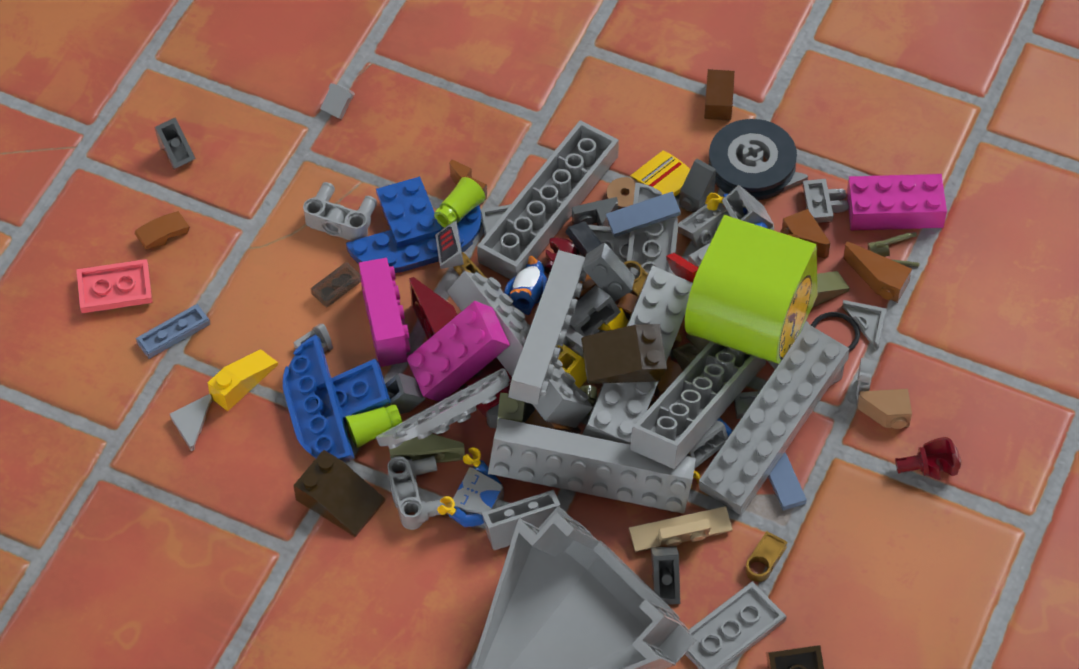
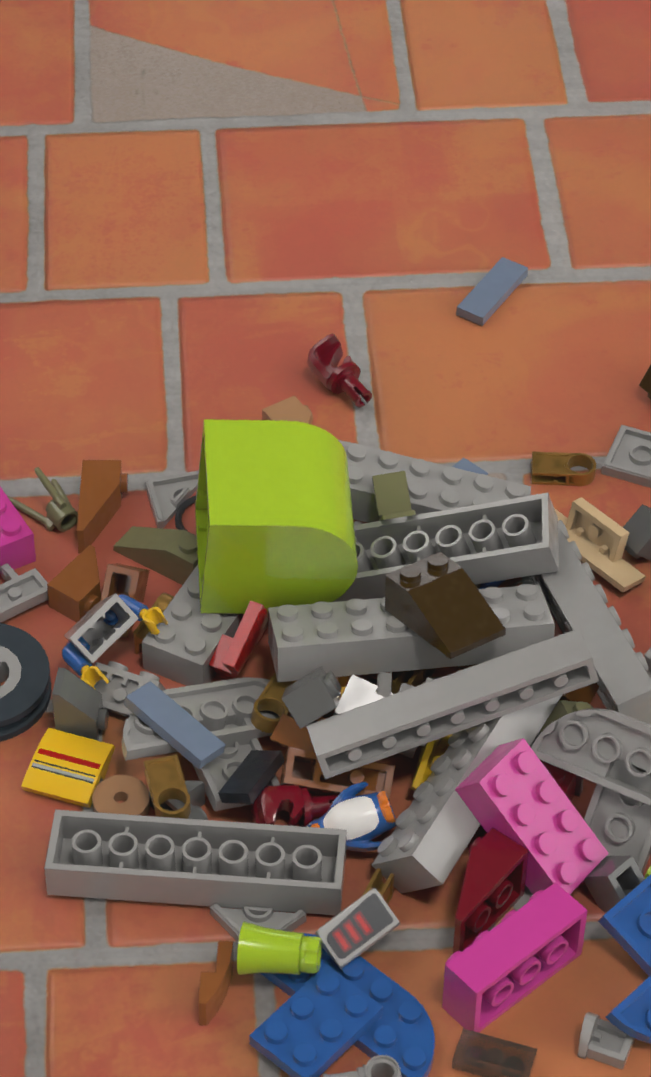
camera: 120 degrees left, 10 degrees down
(607, 201) = (166, 783): none -> pearl gold piece
(745, 392) = (392, 495): none -> olive bracket
(978, 611) = (492, 291): none -> sand blue tile

